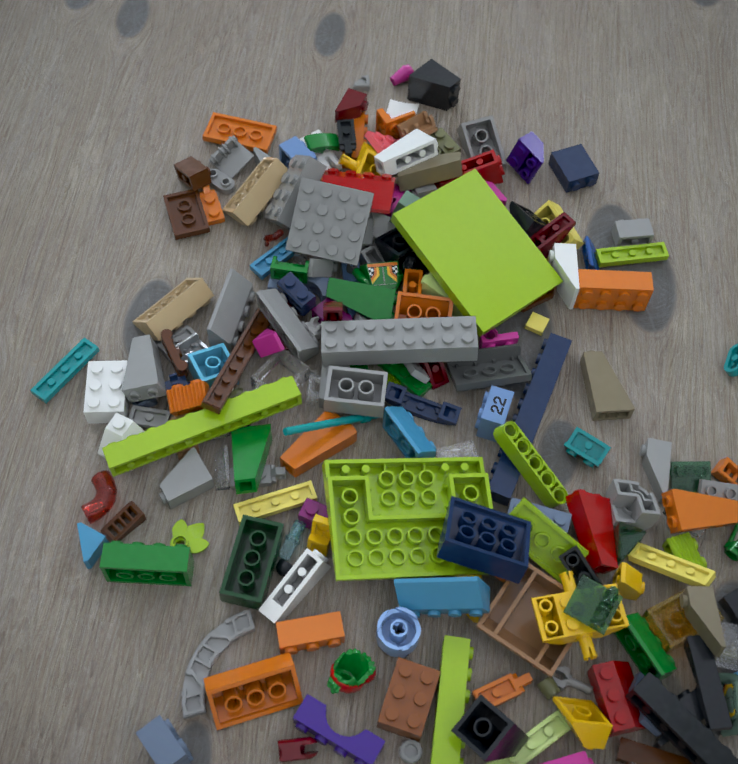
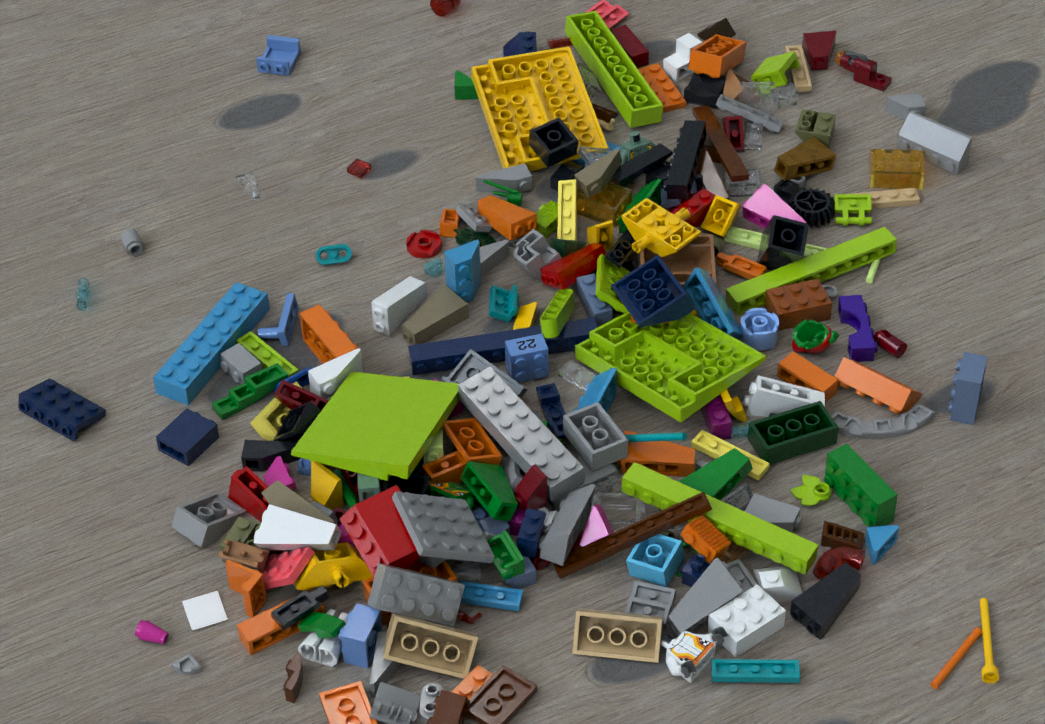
camera: 120 degrees left, 15 degrees down
(76, 460) = (825, 600): none -> black slope
(113, 334) = (691, 652): none -> torso
(174, 354) = (669, 590): reddish brown plate -> none
(231, 311) = (587, 585): light grey slope -> none
(301, 123) = (295, 677): none -> reddish brown slope
(351, 105) = (253, 626): dark red slope -> none
(434, 86) = (155, 586): black slope -> none
(525, 194) = (260, 454): none -> black slope
(527, 156) = (208, 464): dark purple slope -> none
(555, 457) = (526, 316): none -> yellow slope
(593, 604) = (653, 212): clear green hinge -> none
(598, 224) = (252, 390): none -> green slope
(633, 422) = (464, 270): none -> dark azure slope
(634, 365) = (396, 304): none -> white slope
(659, 117) = (59, 408): none -> dark blue bracket
(669, 286) = (286, 322): none -> medium blue piece
(673, 425) = (433, 267): none -> clear light blue plate
(684, 239) = (199, 354): none -> dark azure brick
(711, 449) = (415, 246): none -> red tile

